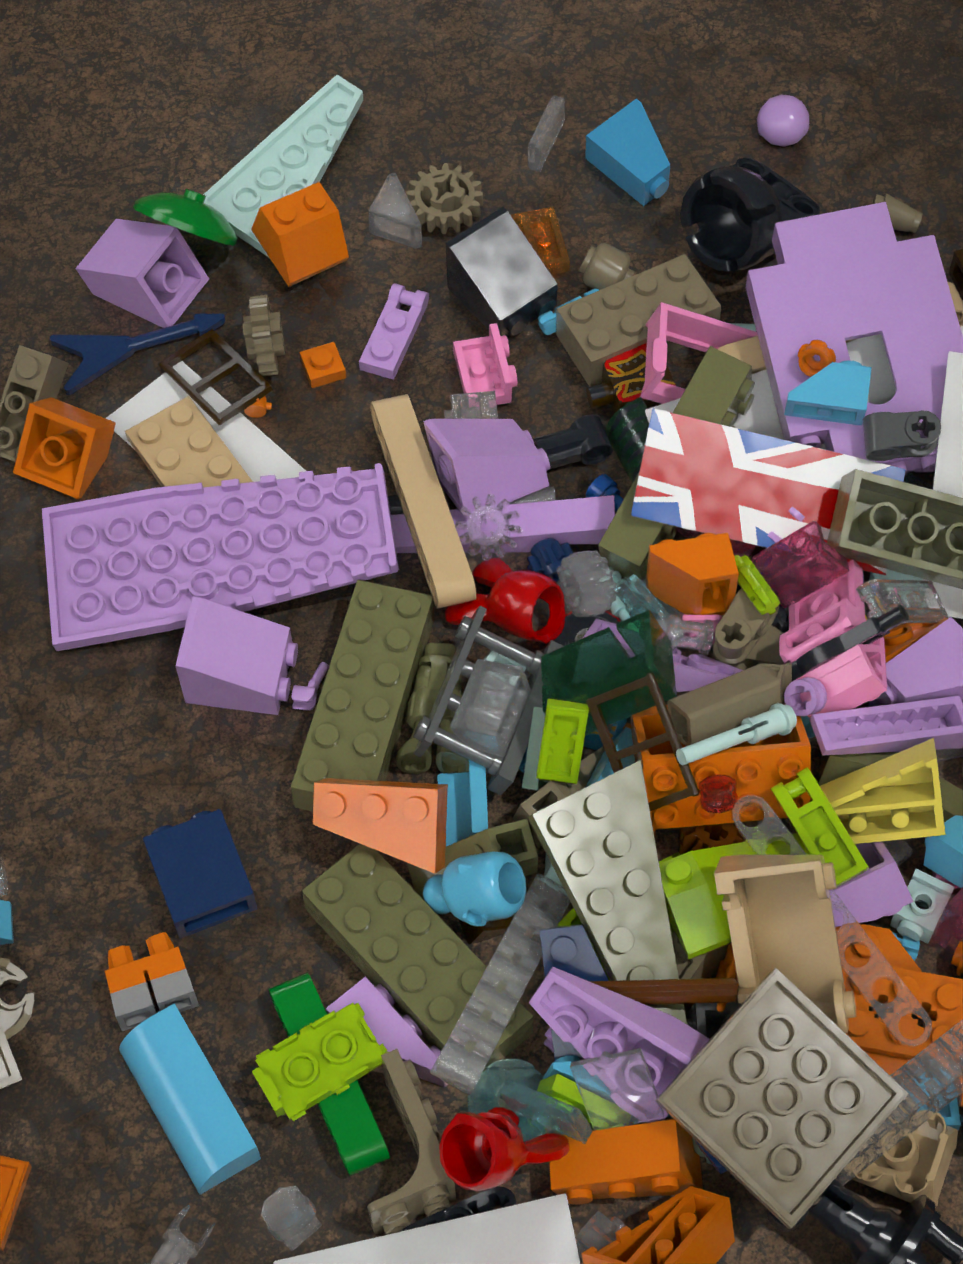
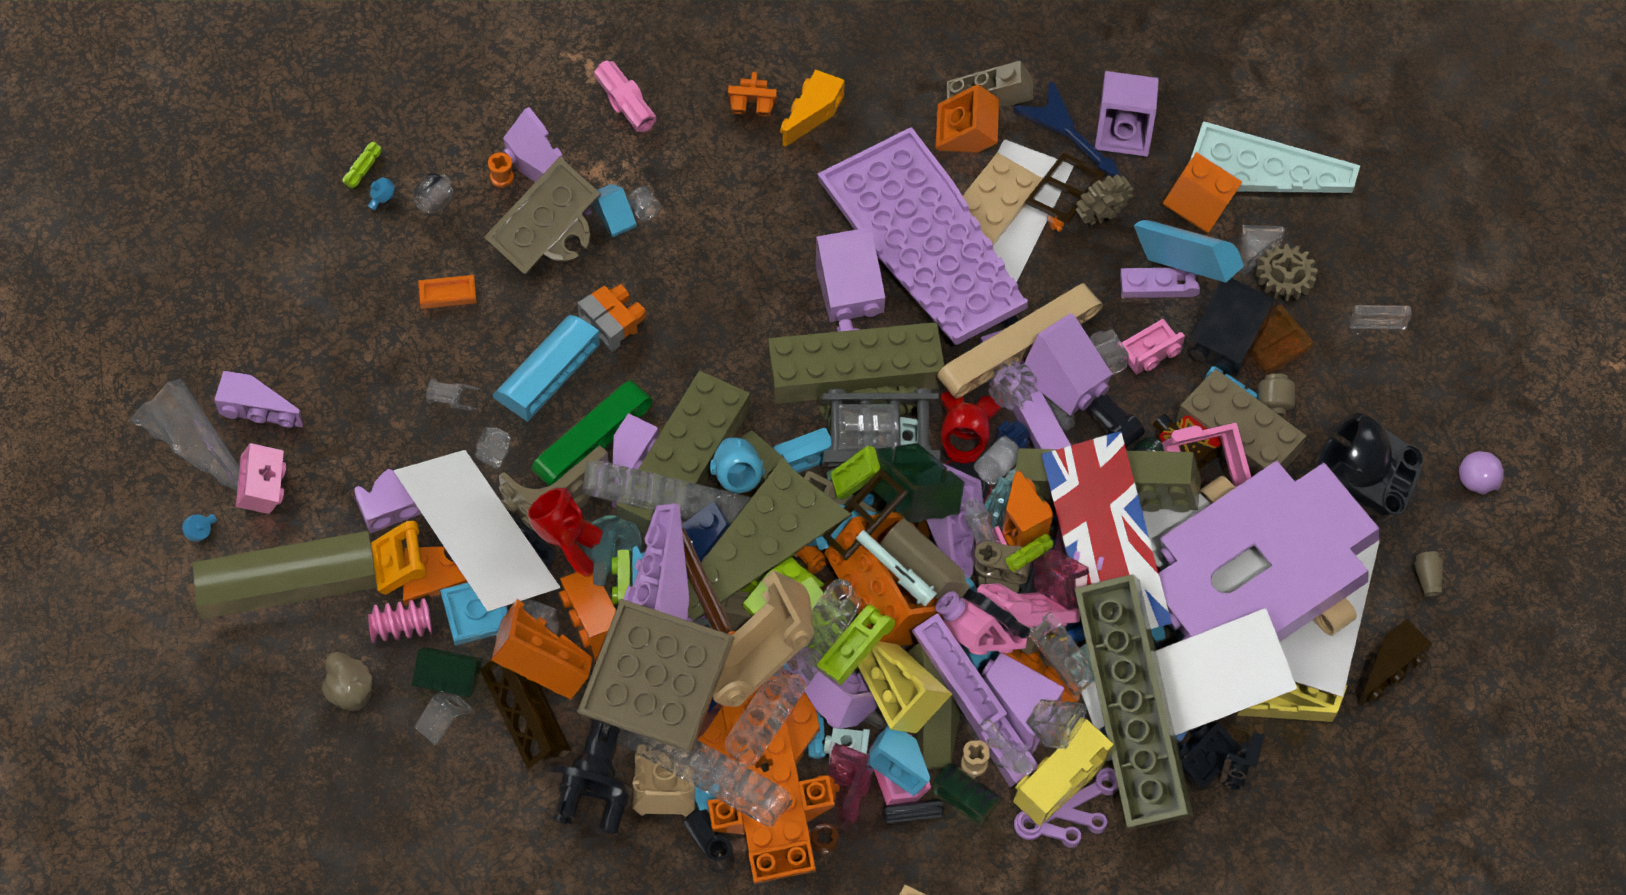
camera: 65 degrees right, 0 degrees up
(188, 214) = (1173, 117): green dish -> none
(200, 872) = (695, 315): dark blue brick -> none
(318, 1061) = (590, 420): lime piece -> none
(322, 365) = (1109, 249): orange plate -> none
(386, 816) = (763, 395): orange wedge -> none
(389, 270) = (1189, 250): none -> medium azure brick
(617, 1089) = (630, 580): clear piece -> none
(630, 153) = (1393, 378): dark azure slope -> none
(718, 793) = (852, 571): clear red bush -> none
(806, 353) = (1221, 526): orange plate -> none
(832, 394) = (1200, 548): medium azure slope -> none
(895, 434) = (1186, 601): dark grey piece -> none

